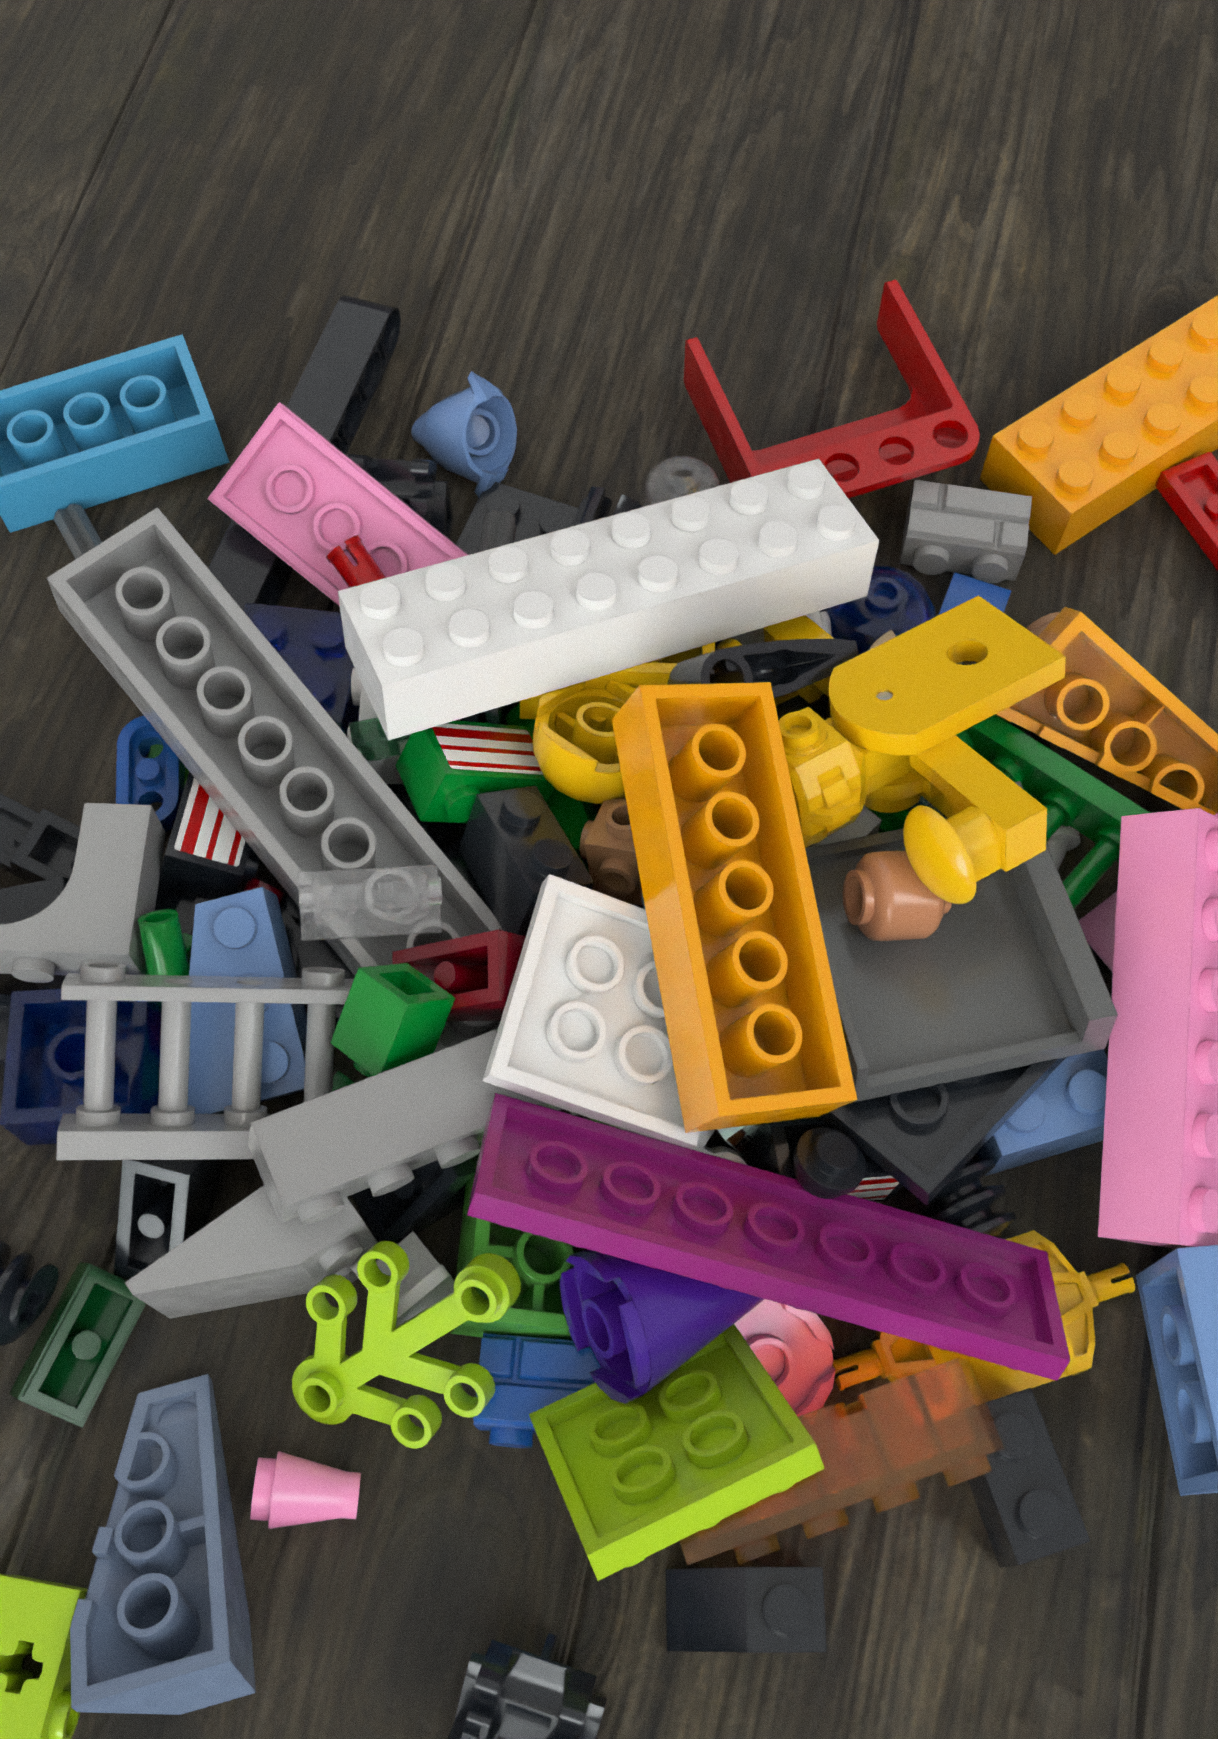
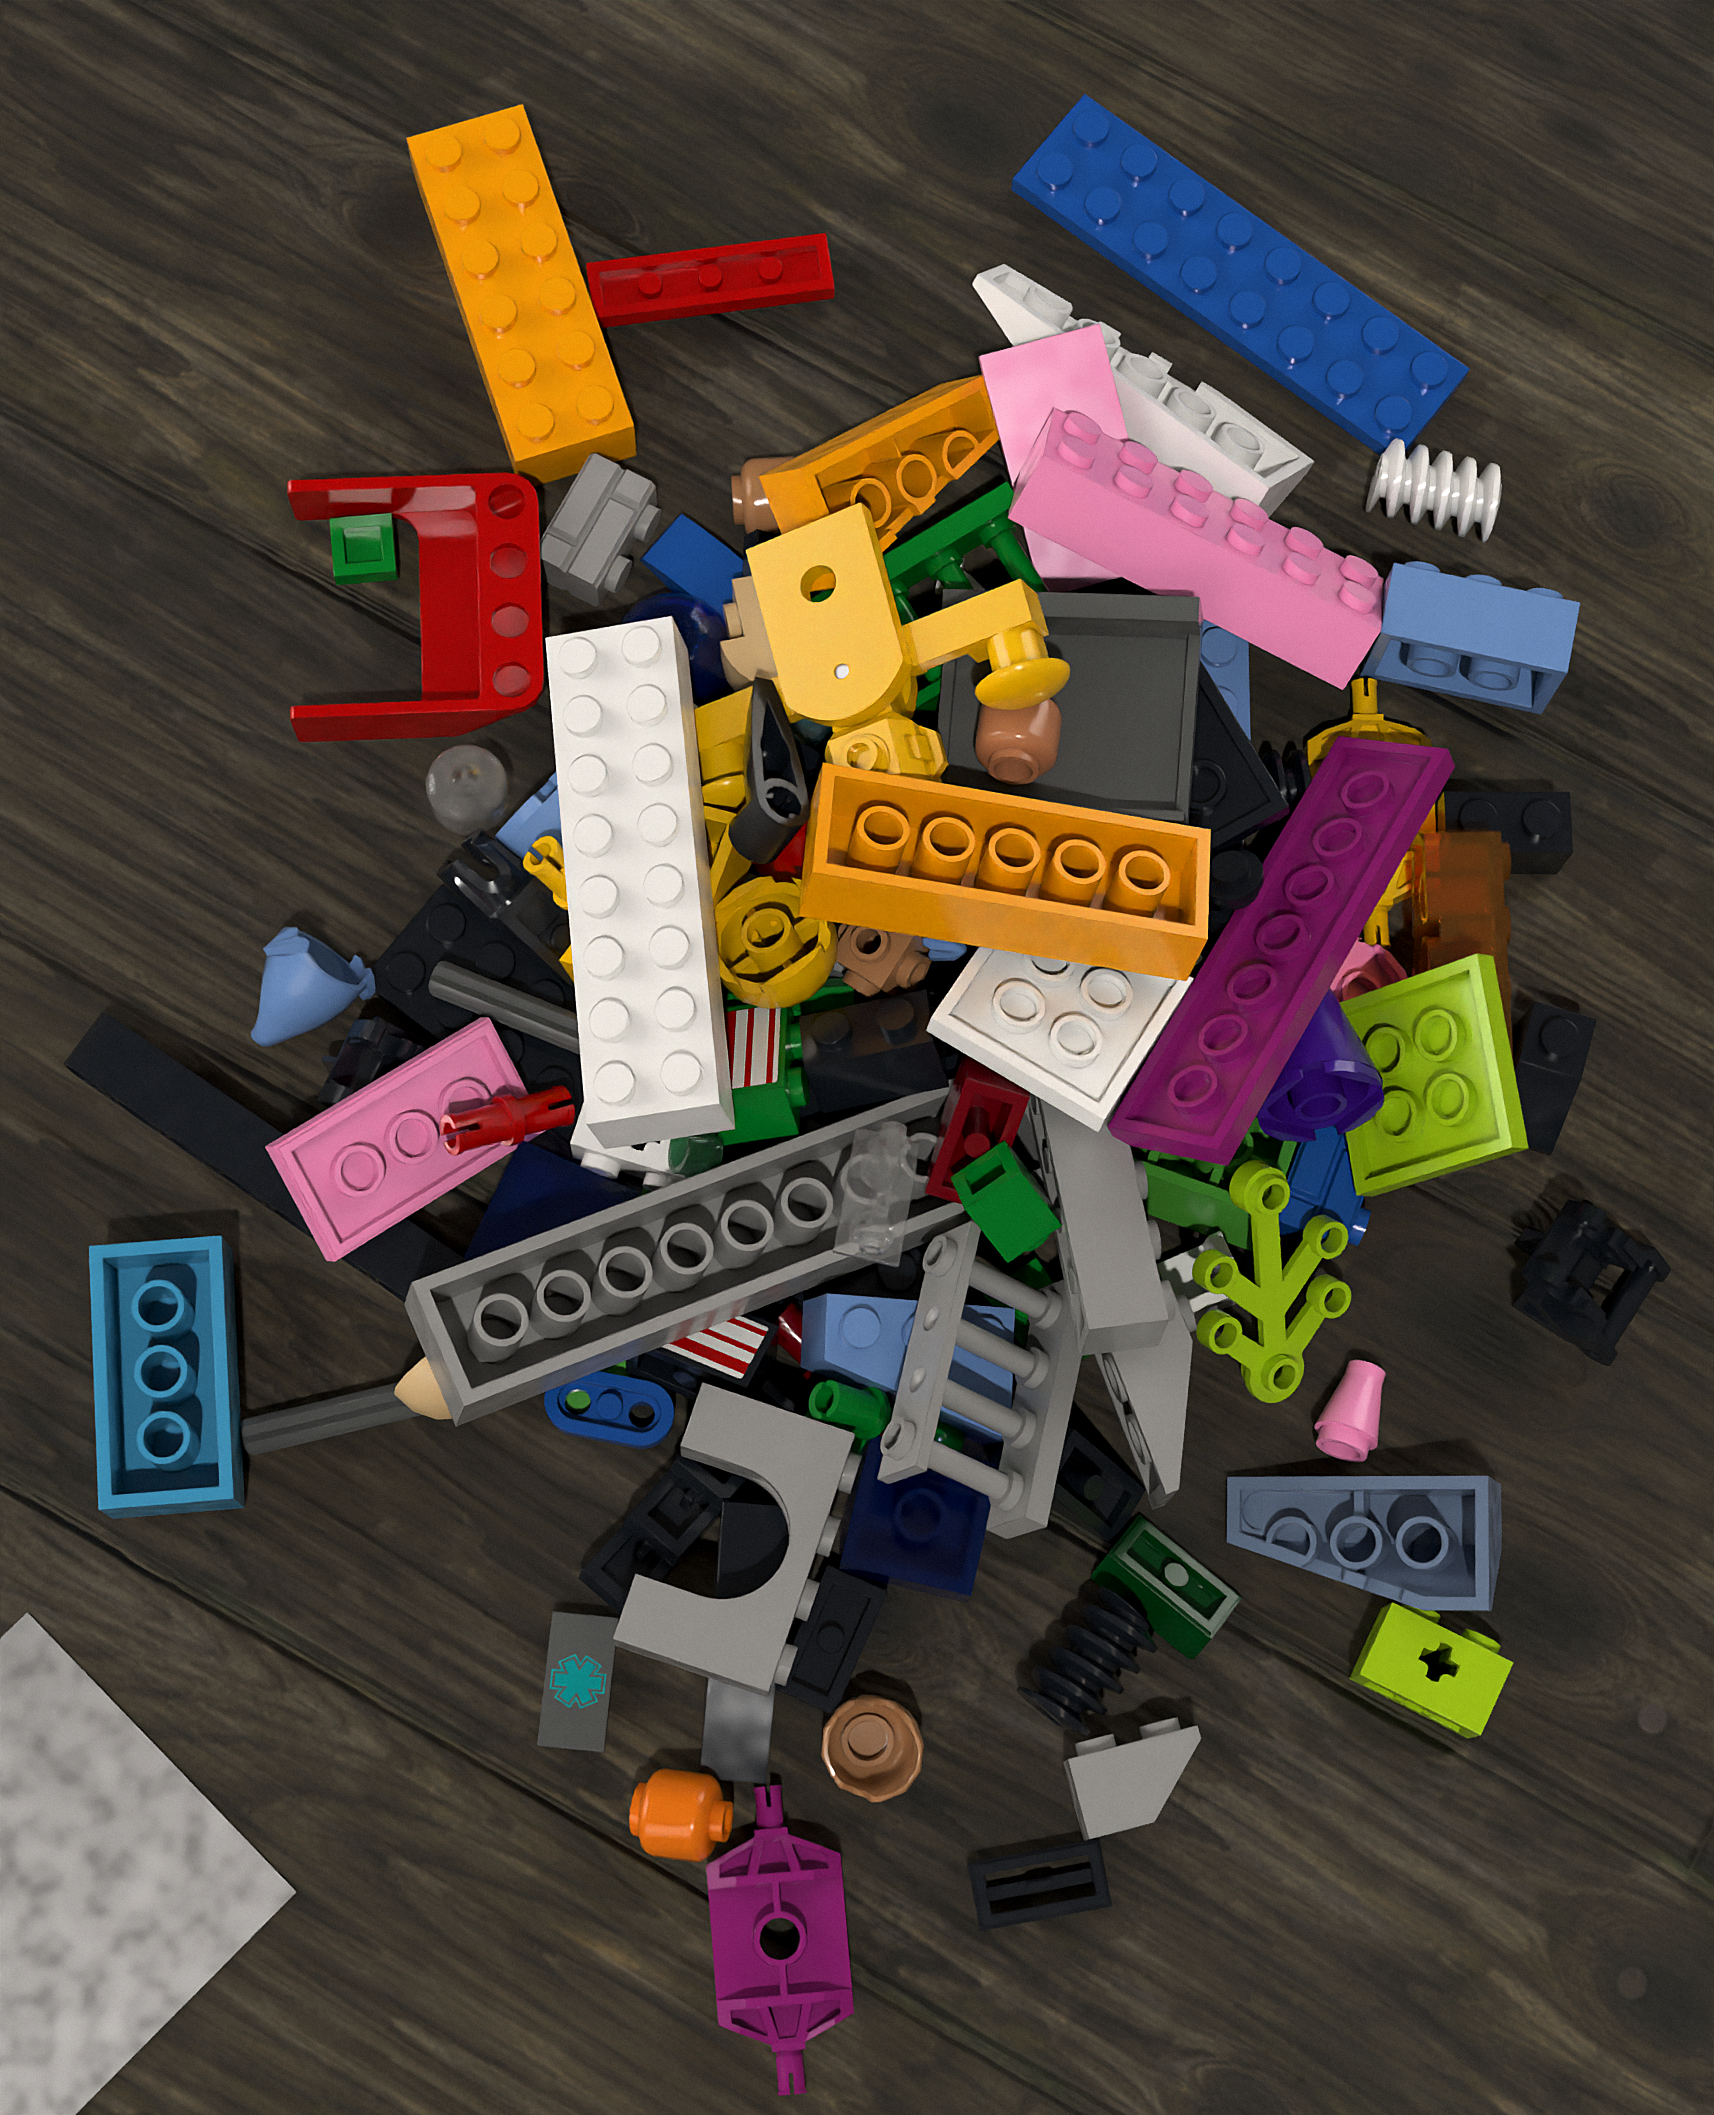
camera: 80 degrees left, 10 degrees up
(870, 373) = (363, 549): none -> green plate

